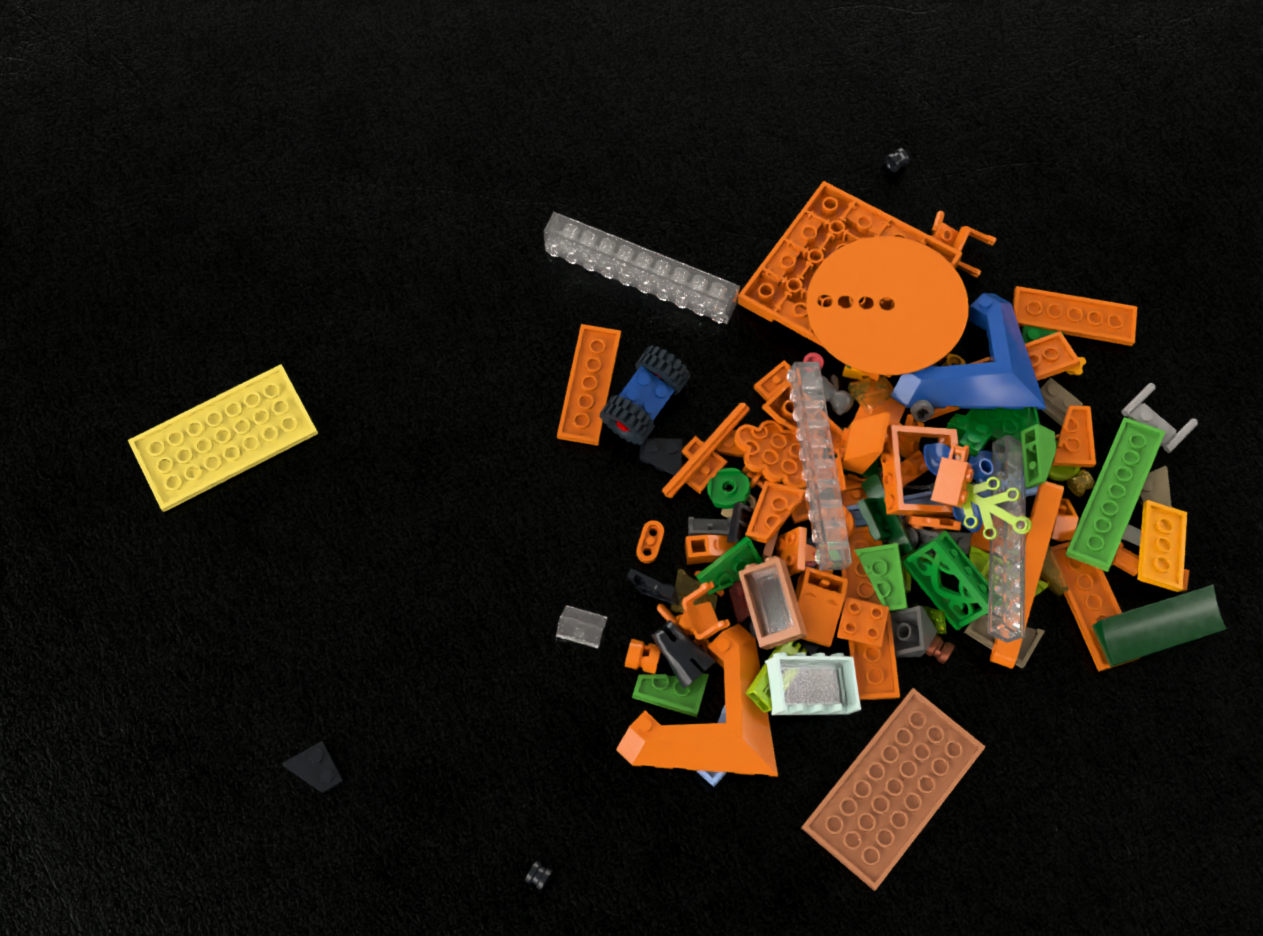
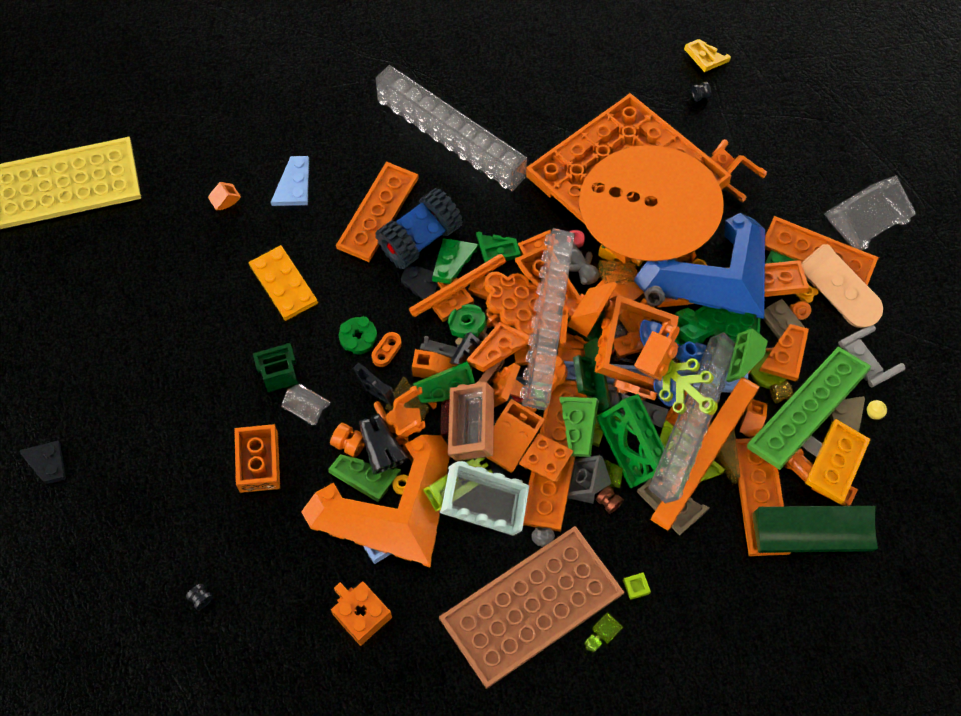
camera: 15 degrees right, 5 degrees down
(412, 408) = (224, 196): none -> orange brick
(484, 373) = (293, 183): none -> light blue wing
(511, 493) = (283, 283): none -> light orange plate
(538, 593) = (276, 367): none -> dark green plate
(551, 704) = (257, 458): none -> orange brick
(613, 545) = (355, 325): none -> green plate
(689, 420) = (451, 259): none -> green wing
(708, 690) = (398, 489): none -> yellow plate
(717, 830) = (357, 600): none -> orange hinge
(732, 393) = (497, 245): none -> green wing
(882, 708) = (542, 536): none -> dark grey piece
(888, 116) = (705, 55): none -> yellow wing
(979, 792) = (606, 629): none -> clear neon green plate
(995, 736) = (636, 586): none -> lime plate
(1073, 385) = (801, 309): none -> orange plate
(1111, 350) = (842, 287): none -> light nougat piece
(1114, 256) = (871, 212): none -> clear windscreen
(1182, 477) = (876, 409): none -> light yellow plate

